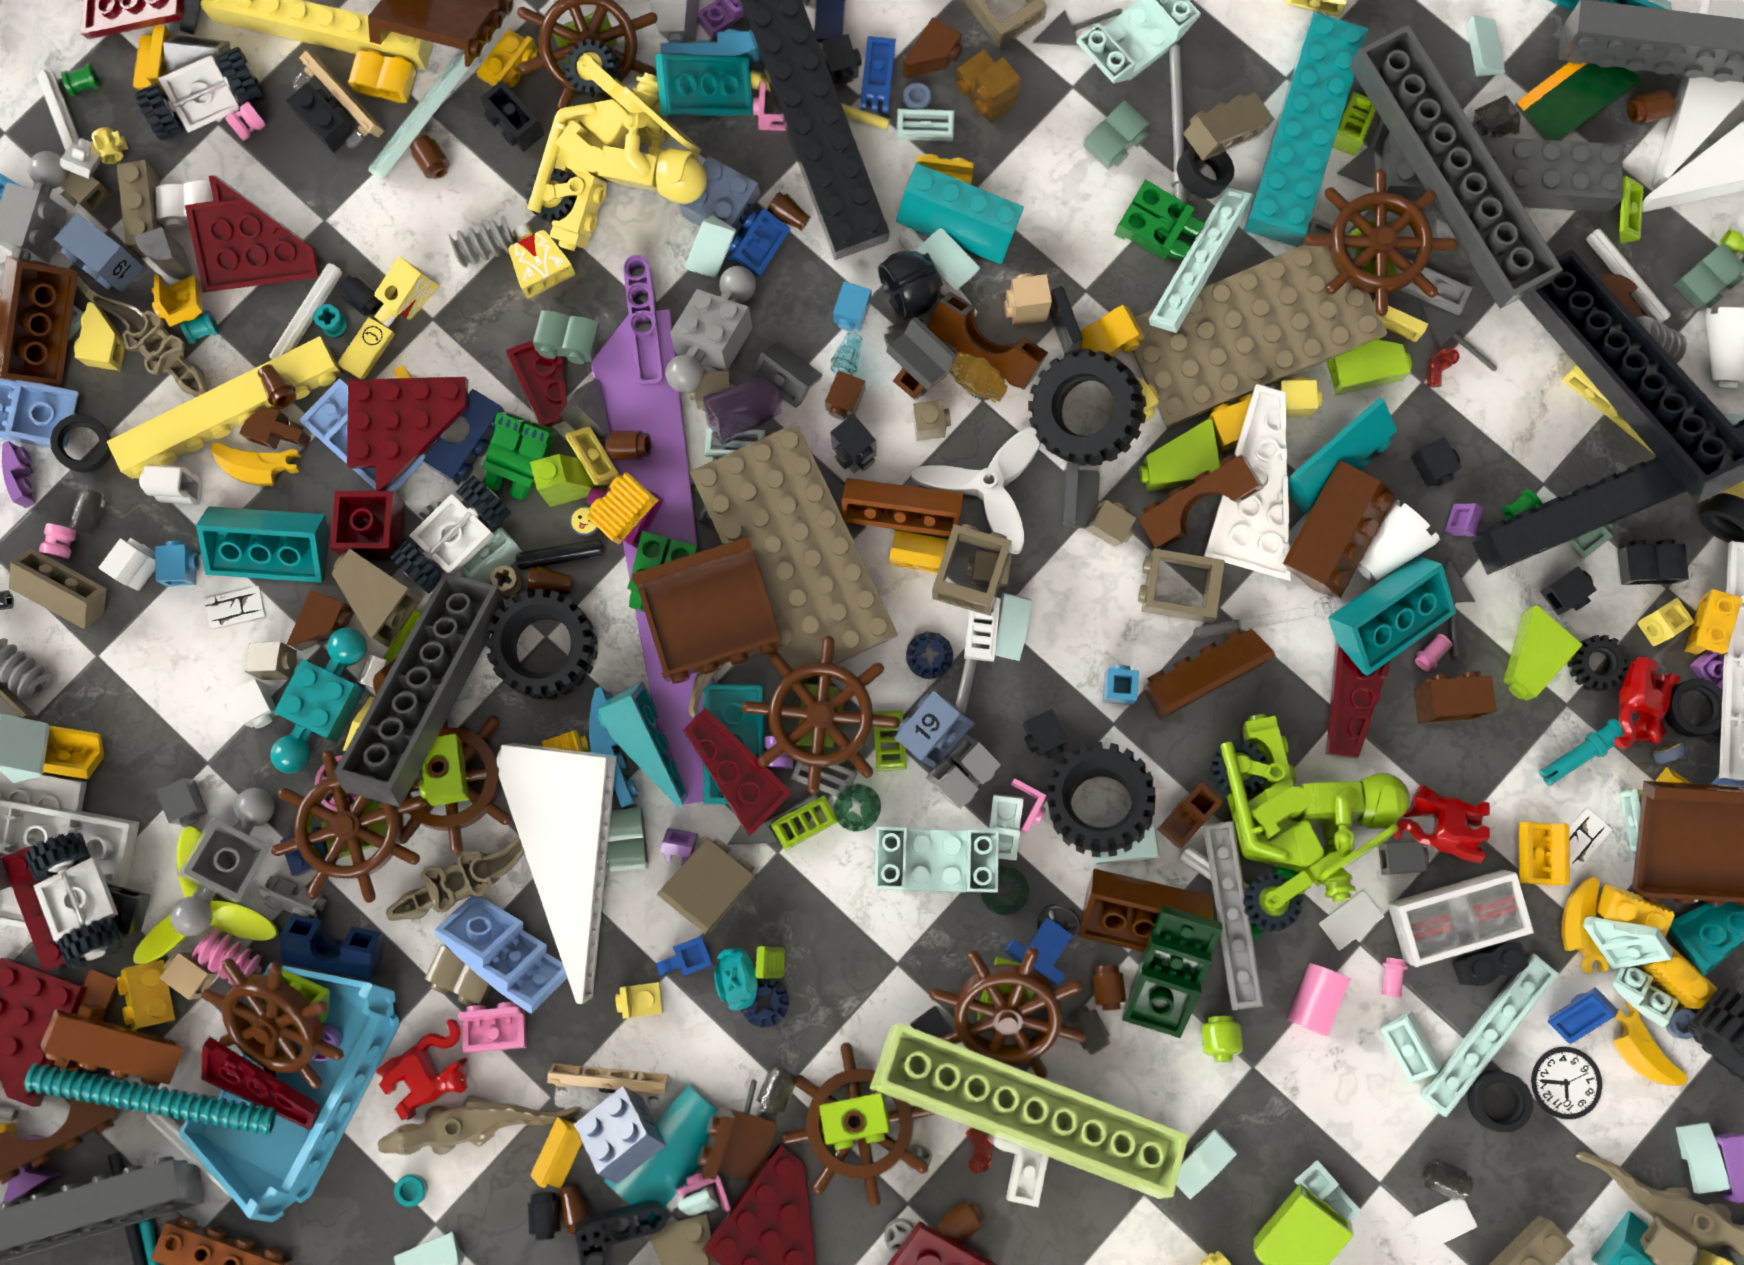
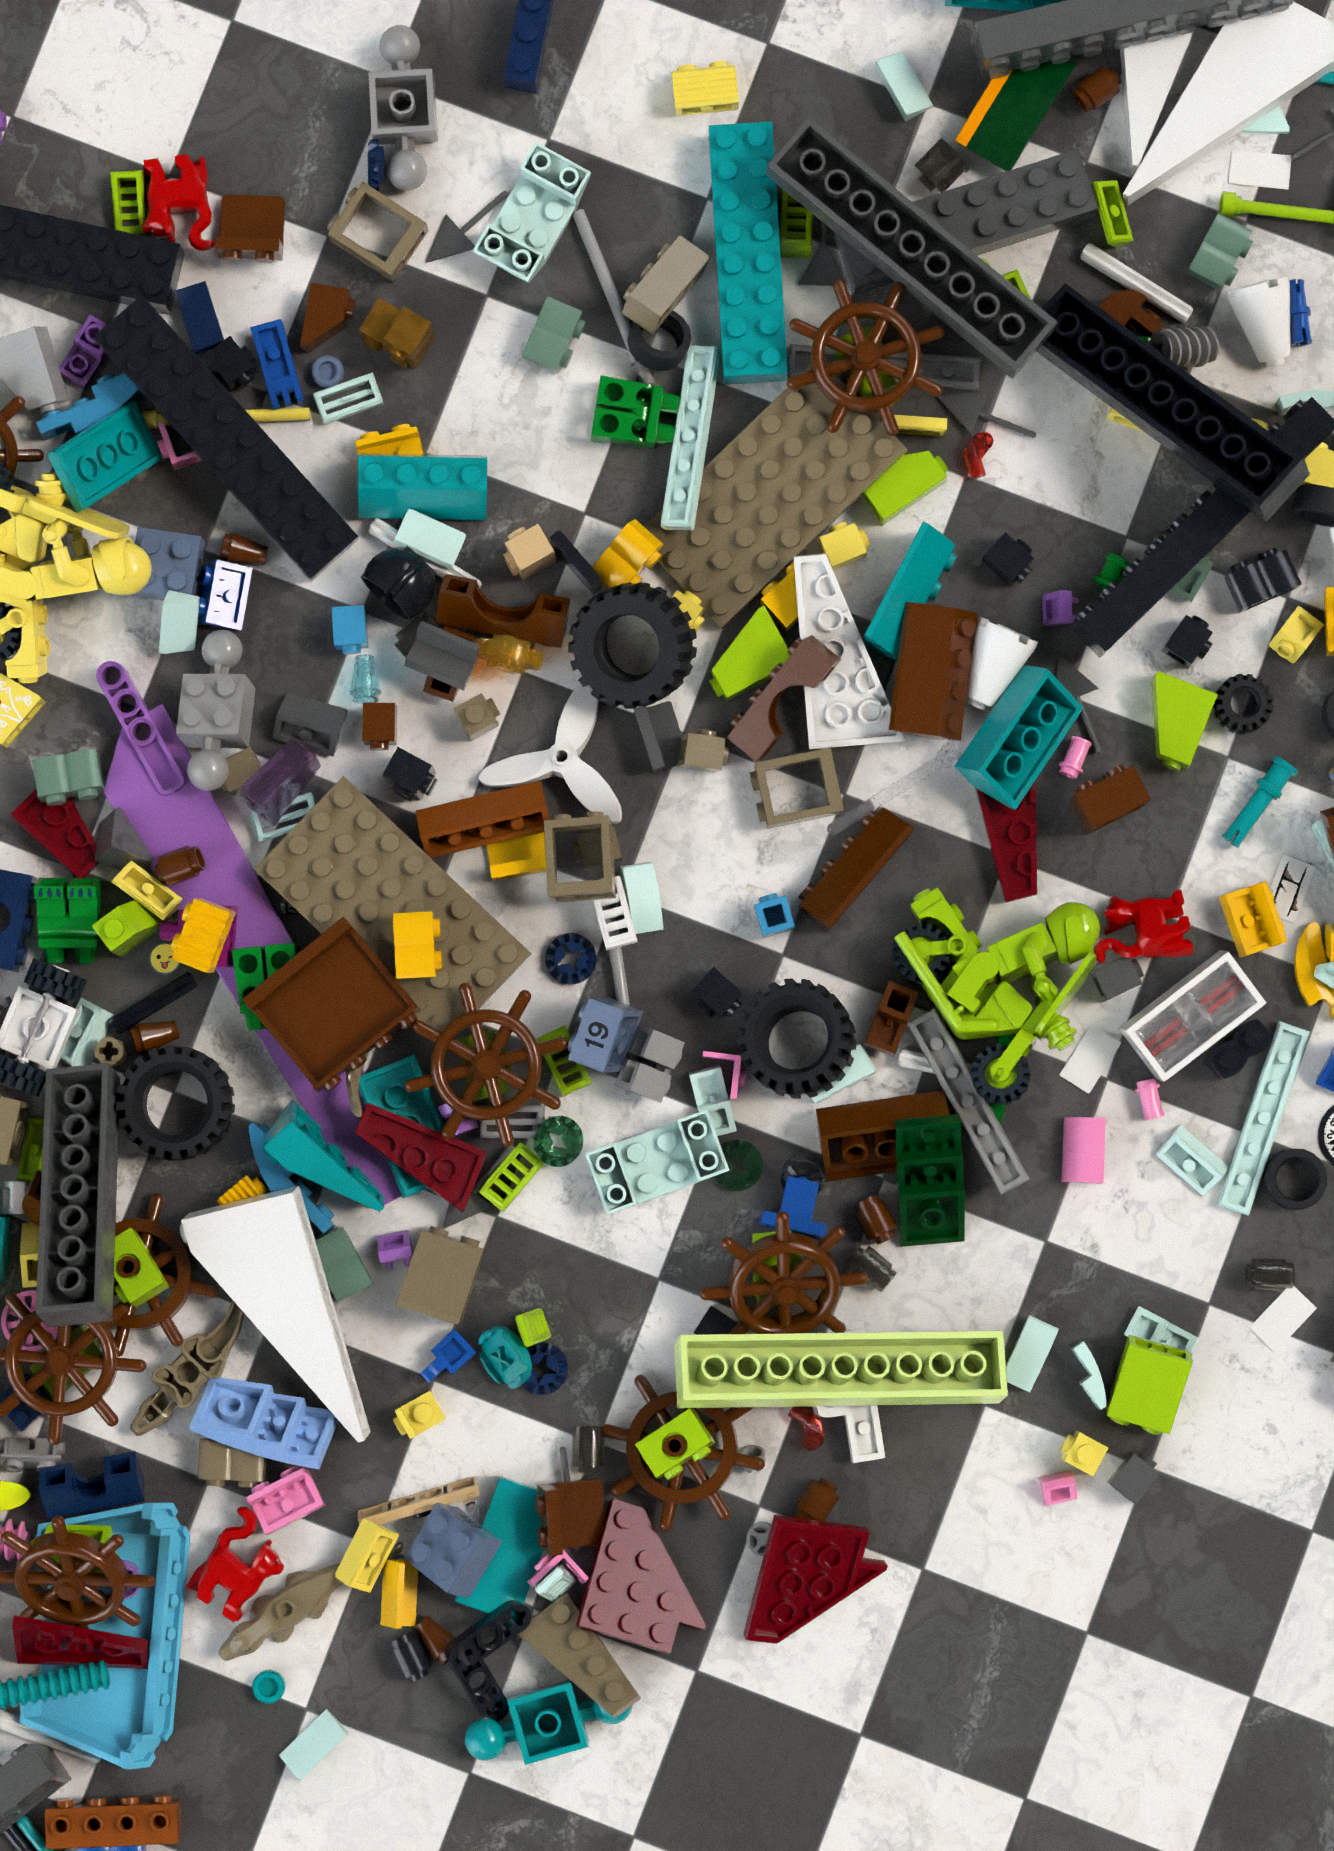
camera: 20 degrees left, 5 degrees up
(542, 1108) = (366, 1555): none -> light yellow slope
(801, 586) = (416, 945): none -> yellow brick
(1222, 1038) = (1003, 1225): lime head -> none
(1251, 1214) = (1093, 1382): none -> light aqua slope
(1648, 696) = (1303, 725): red animal -> none

